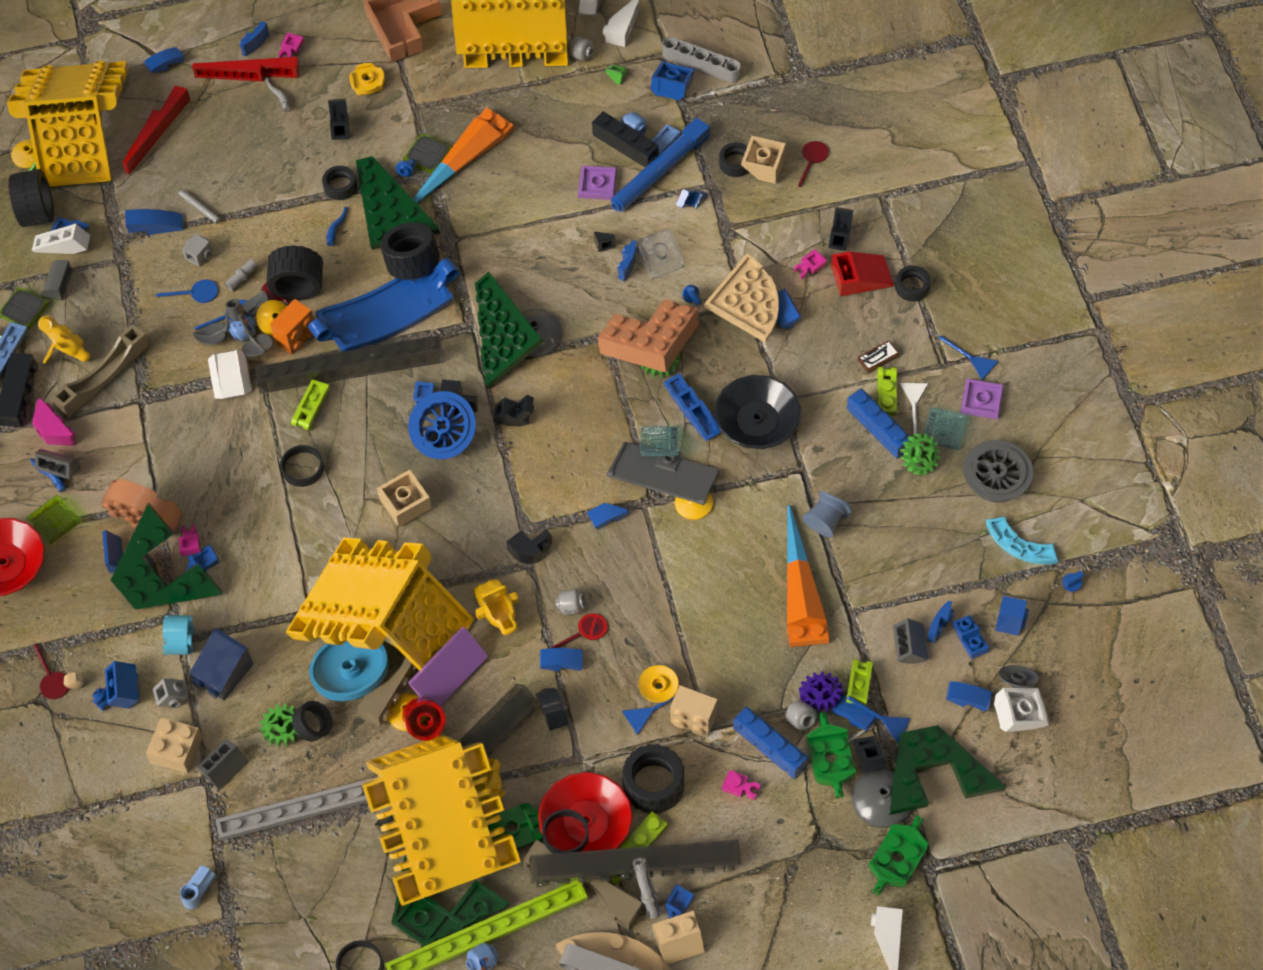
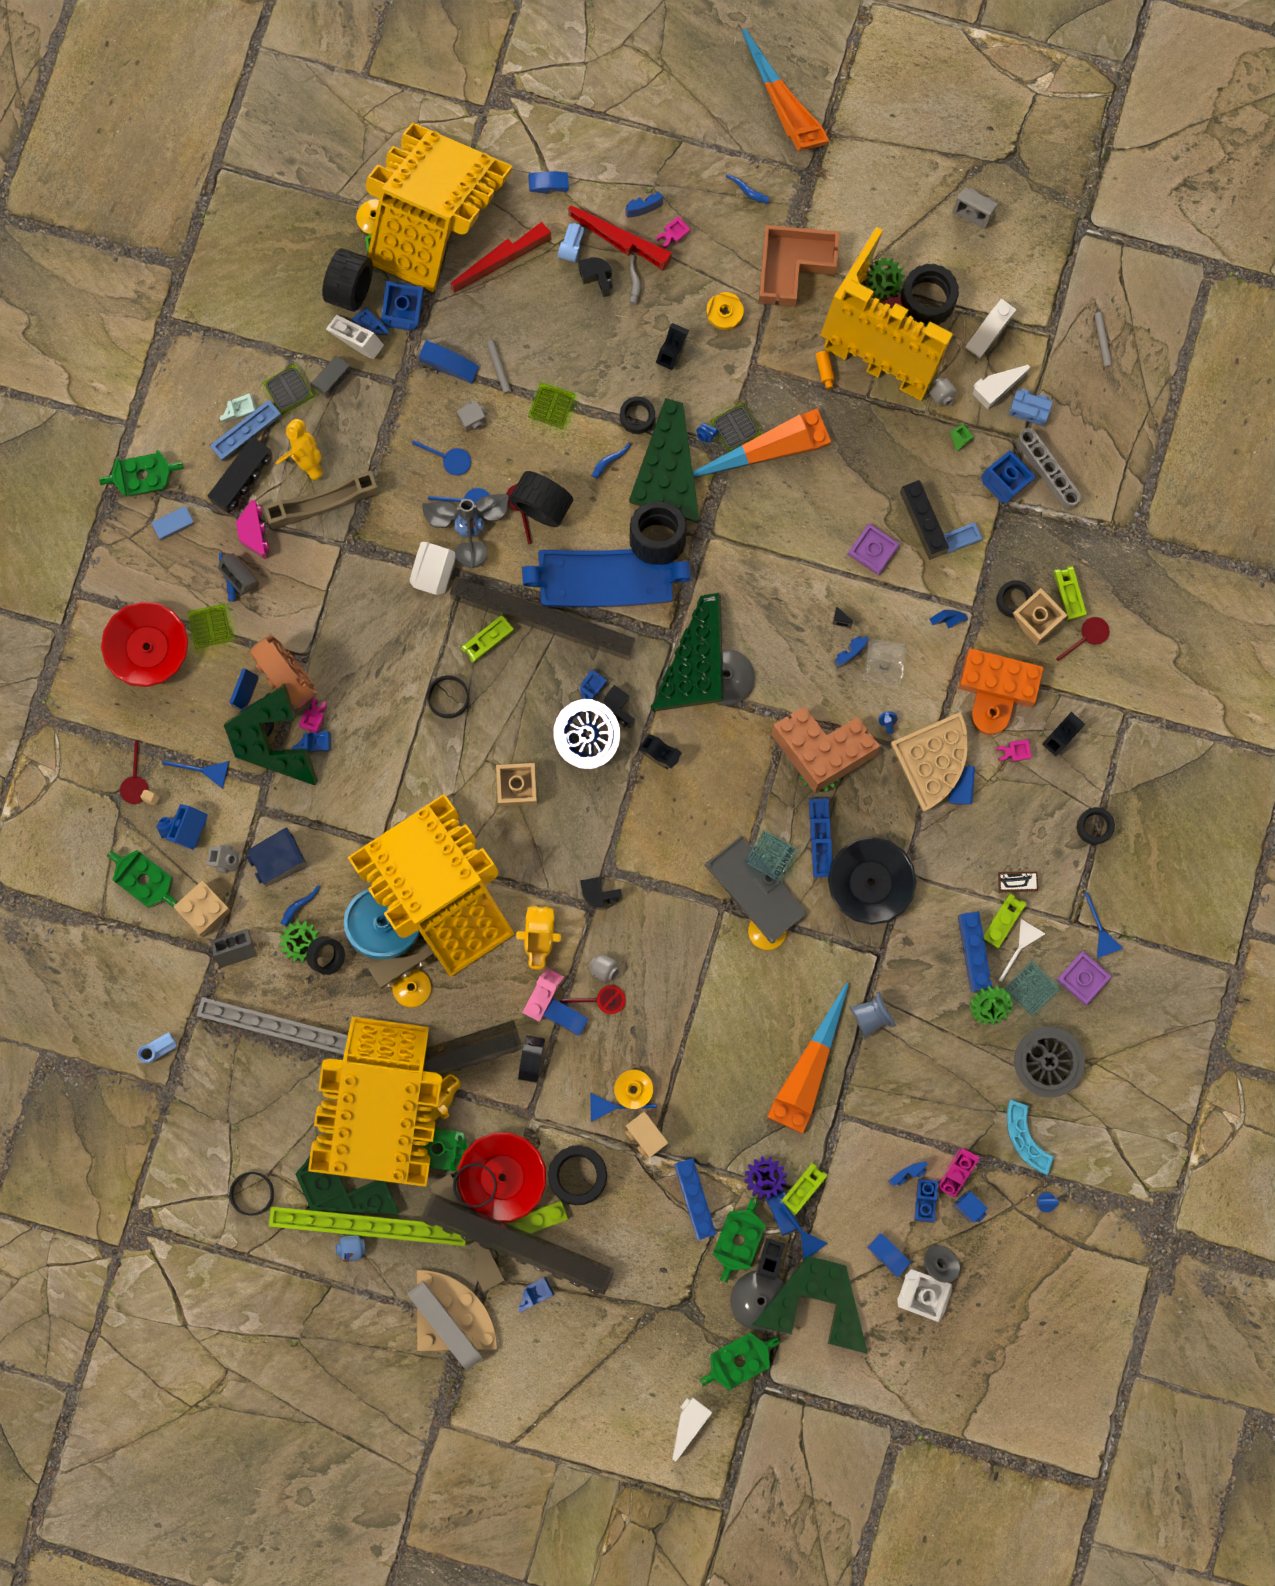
camera: 25 degrees right, 20 degrees up
(89, 199) = (402, 305): none -> blue slope
(90, 744) = (131, 868): none -> green plate
(123, 633) = (214, 772): none -> blue piece
(178, 634) = (255, 807): medium azure brick -> none
(209, 94) = (570, 247): none -> light blue piece
(241, 275) = (497, 465): light grey pin -> none
(243, 99) = (598, 270): none -> black brick
(259, 704) = (290, 912): none -> blue animal
(262, 212) = (551, 405): none -> clear neon green tile
(265, 313) = (499, 521): yellow dish -> none
(291, 327) = (512, 553): orange brick -> none
(412, 716) = (417, 1009): red brick -> none
(449, 667) = (464, 973): medium lavender tile -> none
(475, 78) = (825, 368): none -> light orange cylinder
(529, 651) = (543, 994): none -> bright pink bracket
(606, 513) = (683, 900): blue slope -> none
(635, 122) = (943, 507): medium blue head -> none
(648, 896) = (513, 1276): light grey pin -> none
(658, 26) = (1030, 407): none -> medium blue brick
(678, 938) = (517, 1324): tan slope -> none
(692, 138) = (986, 553): blue brick -> none
(737, 785) = (646, 1218): dark pink plate -> none
(765, 225) = (997, 686): none -> orange brick
(777, 133) = (1070, 593): none -> lime plate
(801, 715) = (735, 1189): light grey head -> none
(860, 272) = (1055, 788): red slope -> none
(910, 642) = (870, 1176): dark grey brick -> none
(981, 593) = (957, 1172): none -> dark pink slope

